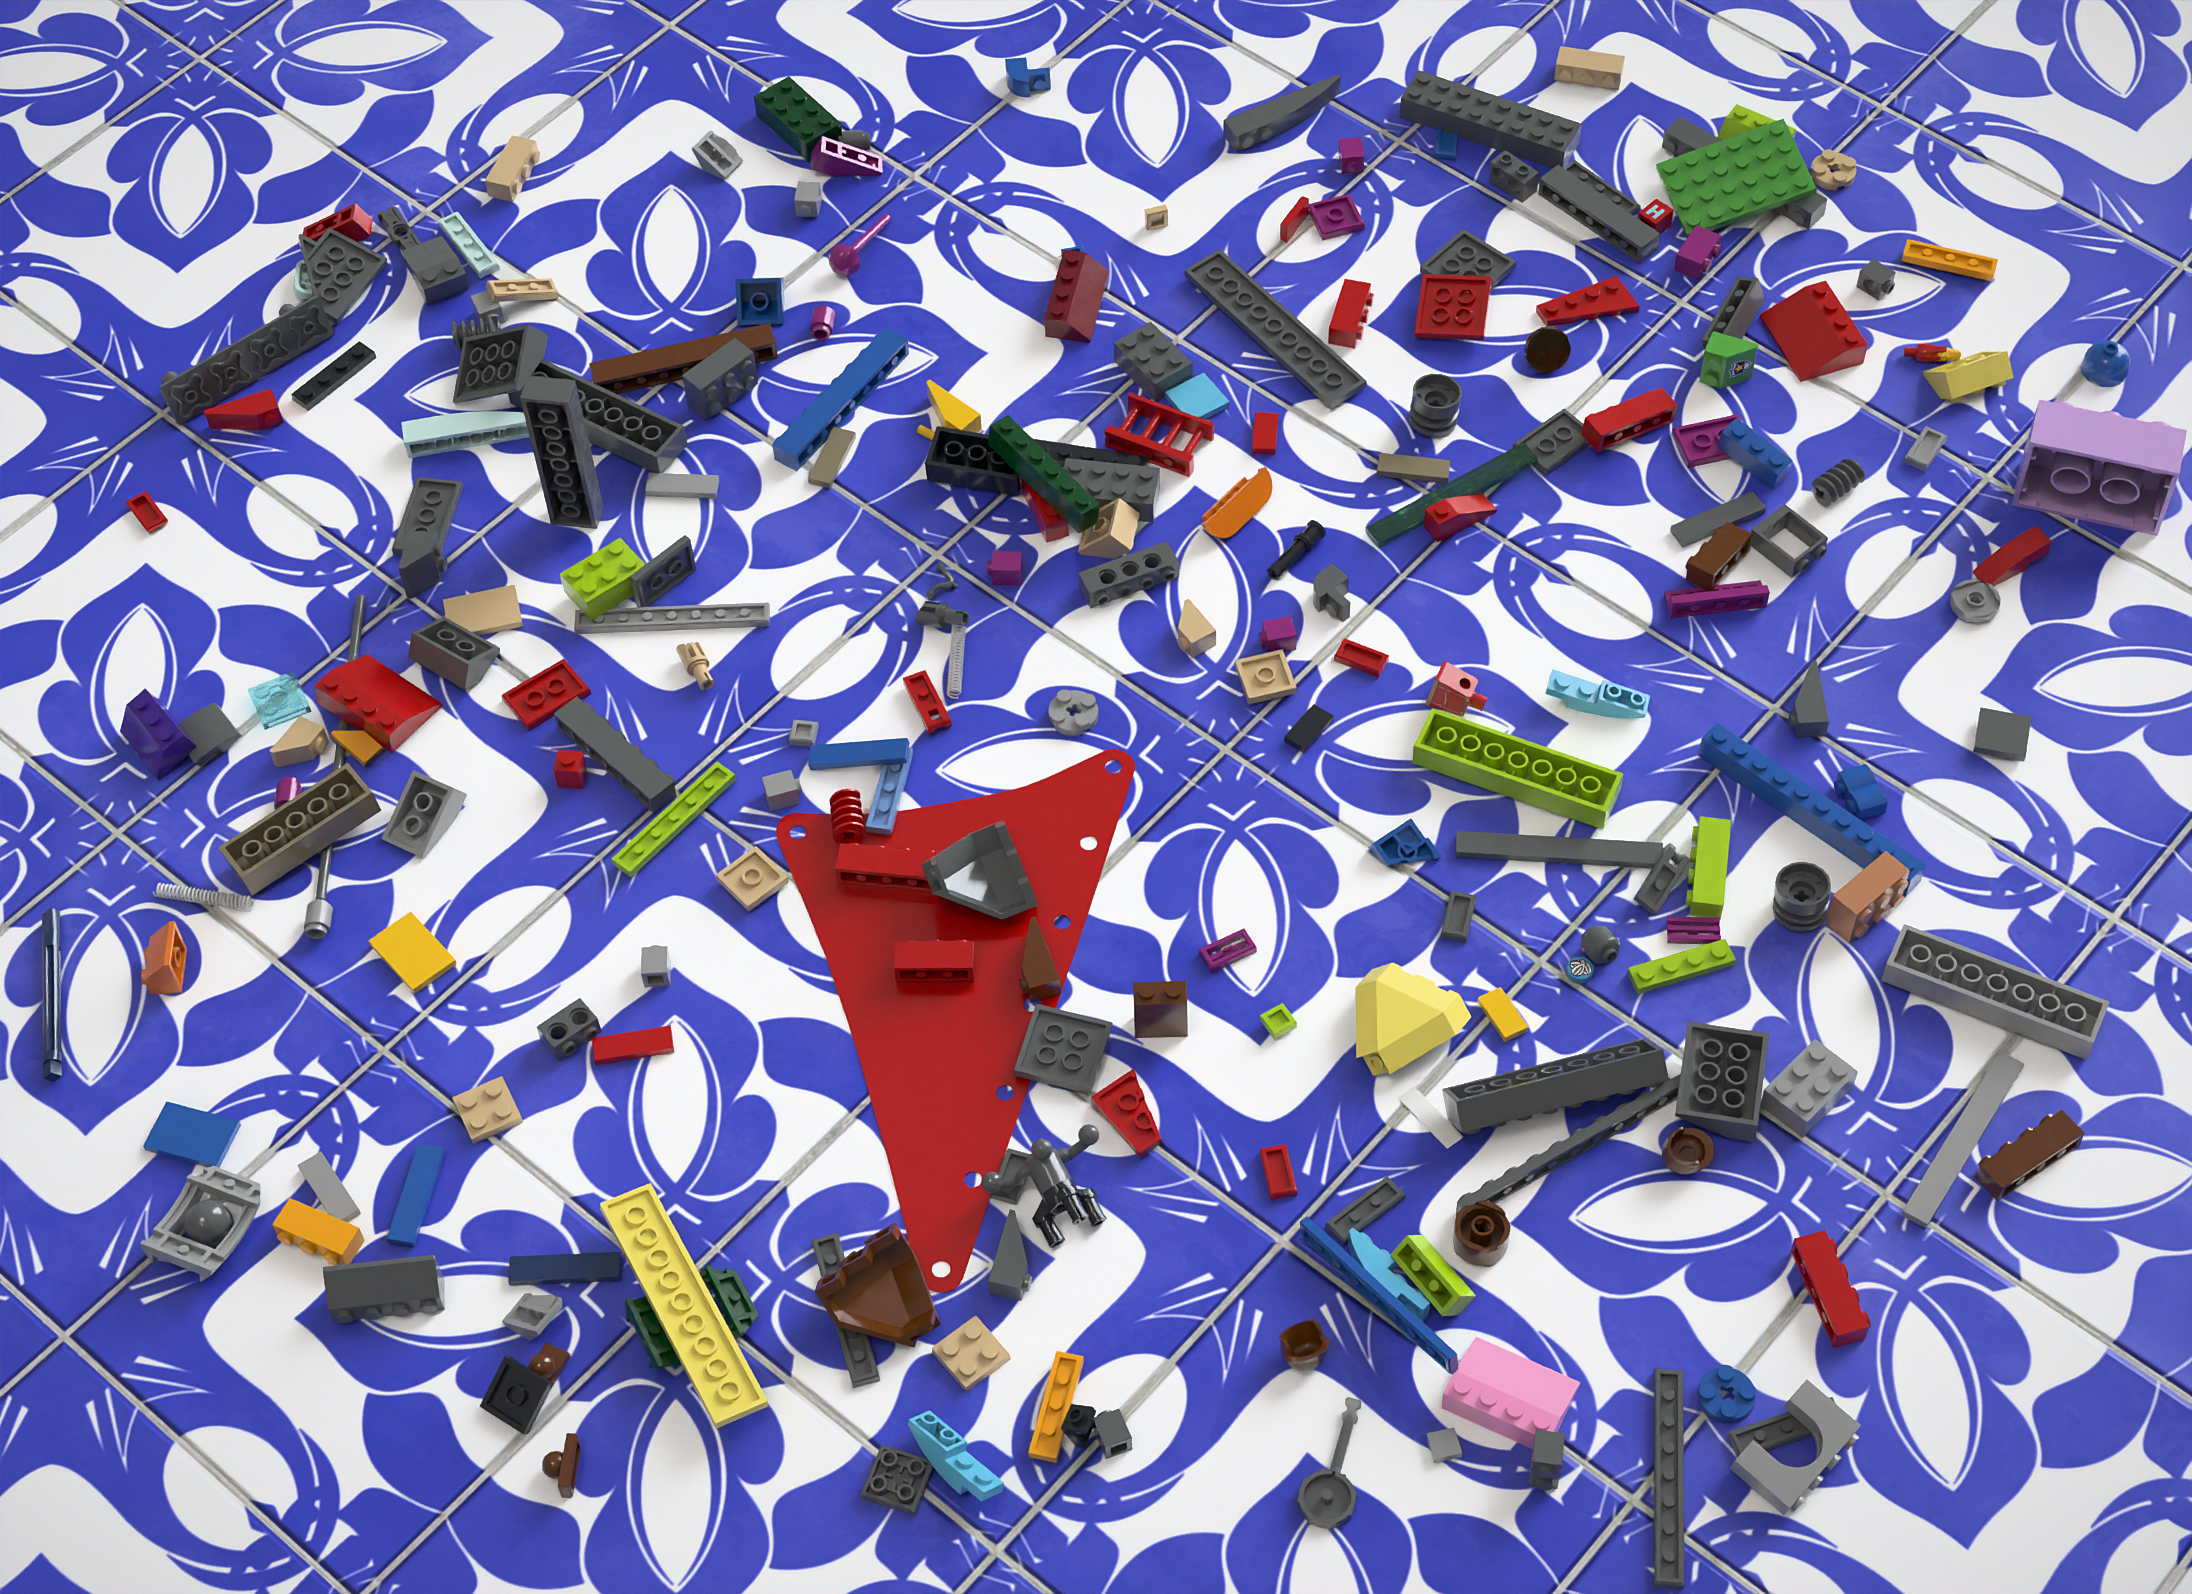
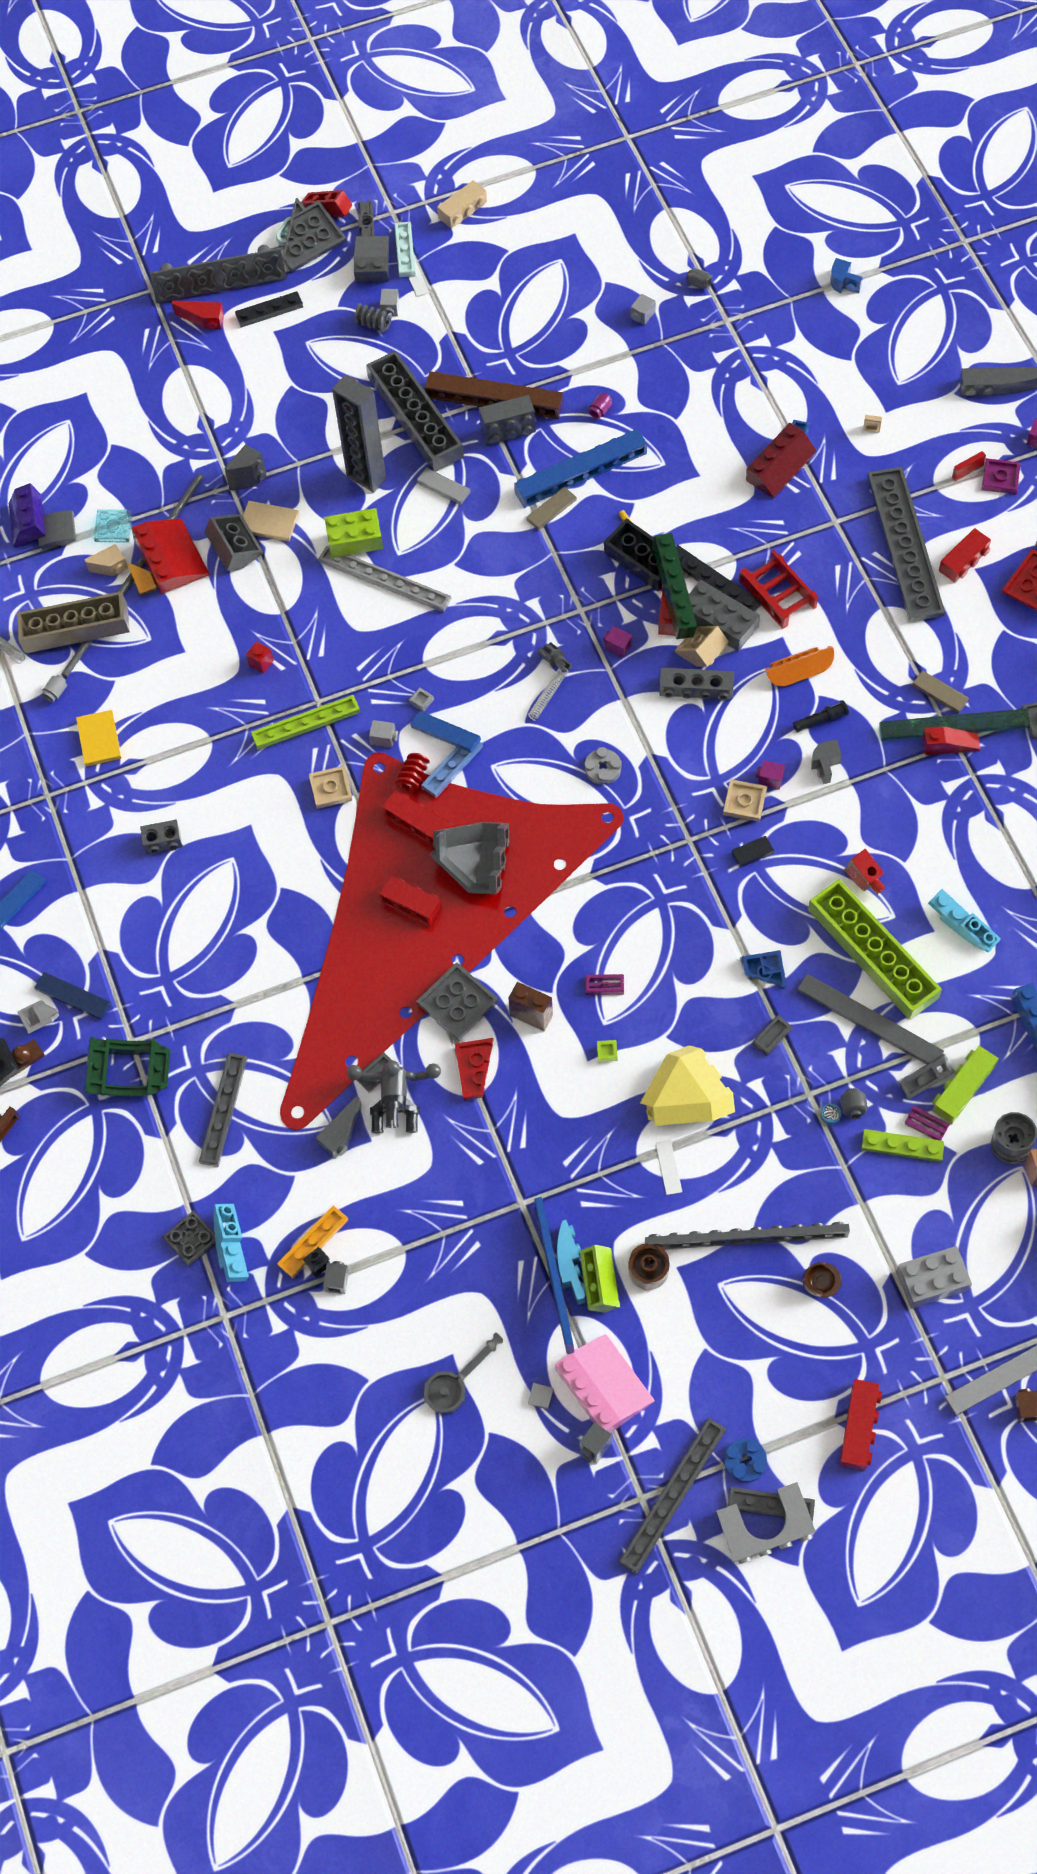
camera: 30 degrees right, 10 degrees up
(147, 512) = (103, 357): red tile -> none
(286, 790) = (82, 591): magenta brick -> none
(423, 814) = (155, 645): light grey slope -> none
(429, 509) = (275, 434): dark grey tile -> none
(461, 431) = (313, 381): light aqua slope -> none
(487, 1109) = (85, 866): tan plate -> none
(498, 362) = (369, 347): dark grey slope -> none
(522, 289) = (418, 298): tan tile -> none
(544, 694) = (276, 597): red tile -> none
(616, 754) = (293, 660): dark grey brick -> none
(633, 1045) = (195, 866): red tile -> none
(655, 966) = (237, 819): light grey brick -> none
(663, 572) = (392, 545): dark grey tile -> none
(683, 1306) = (122, 1059): light yellow plate -> none
(696, 663) = (379, 619): tan arm -> none
(716, 155) = (601, 249): light grey slope -> none
(760, 300) = (568, 371): blue slope -> none
(796, 116) = (670, 245): dark green brick -> none
(844, 160) = (683, 289): magenta slope -> none
(844, 259) = (639, 364): magenta piece -> none
(881, 1291) = (246, 1110): reddish brown panel -> none
(926, 701) = (511, 714): red plate -> none
(944, 585) = (559, 637): dark grey piece -> none
(952, 411) = (648, 514): yellow slope -> none
(971, 1353) = (282, 1178): tan plate -> none
(1038, 970) = (473, 935): reddish brown slope -> none
(1152, 361) = (805, 532): dark grey brick -> none
(1195, 631) = (715, 745): tan slope -> none
(1198, 397) = (821, 573): medium azure tile -> none
(1265, 433) = (852, 619): red tile -> none
(1278, 1172) = (546, 1155): red tile -> none
(1304, 1345) = (487, 1283): reddish brown helmet -> none
(1361, 658) = (819, 816): red tile -> none
(1365, 1210) = (586, 1210): dark grey tile -> none
(1435, 405) = (980, 652): dark grey wheel -> none
(1502, 1014) = (759, 1119): yellow tile -> none
(1555, 1085) = (759, 1189): dark grey brick -> none
(1722, 1079) = (876, 1241): dark grey slope -> none

